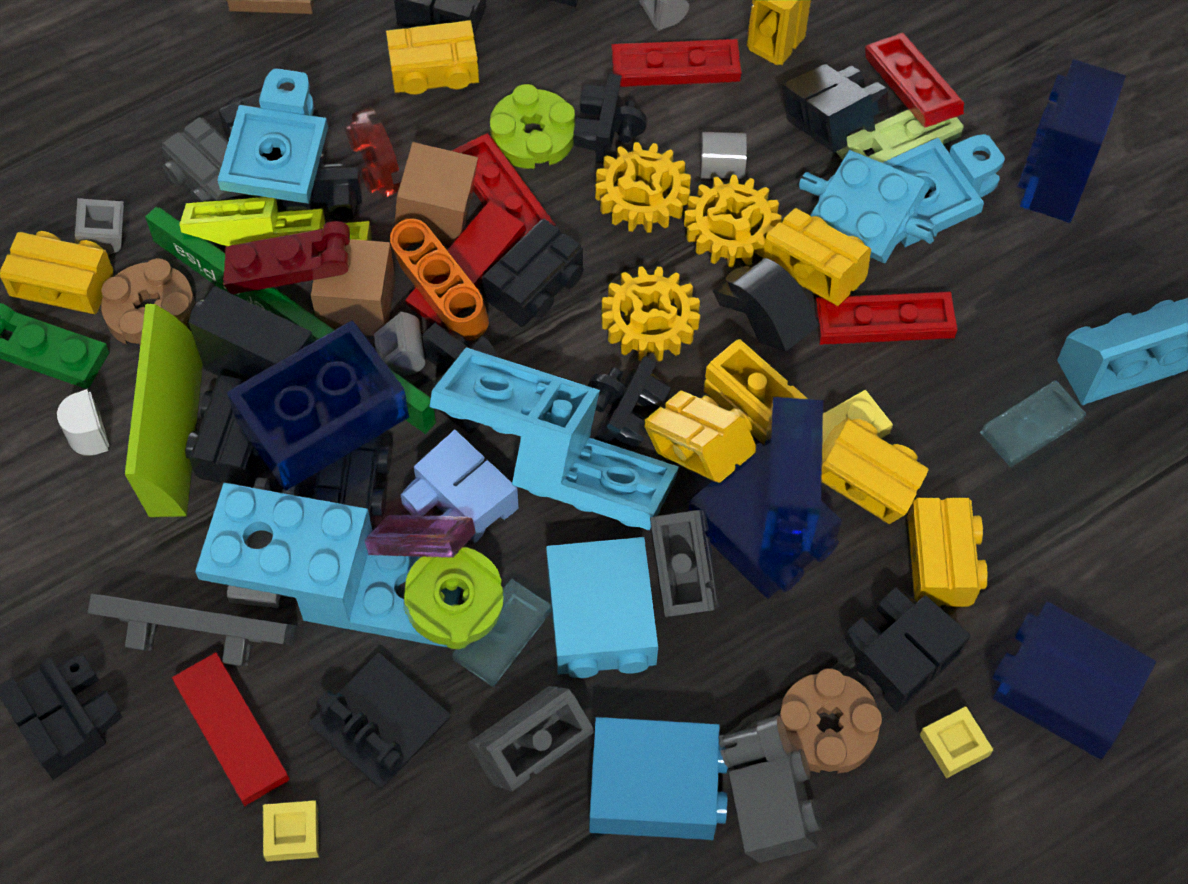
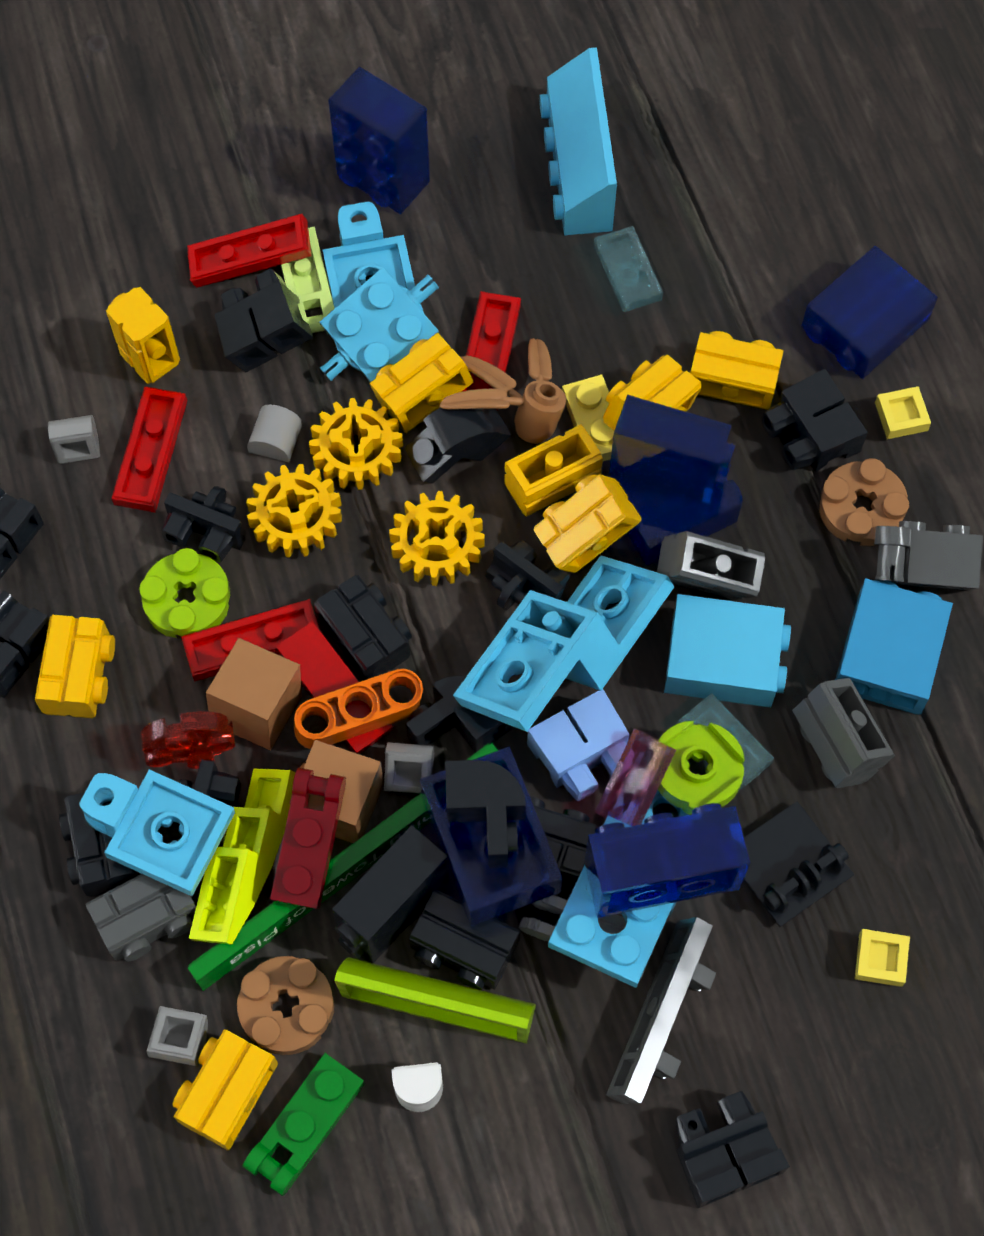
camera: 75 degrees left, 5 degrees up
(230, 729) = (769, 997): red tile -> none
(306, 543) = (666, 859): none -> clear blue brick
(334, 377) = (486, 793): none -> black brick
(828, 360) = (537, 408): none -> medium nougat plant

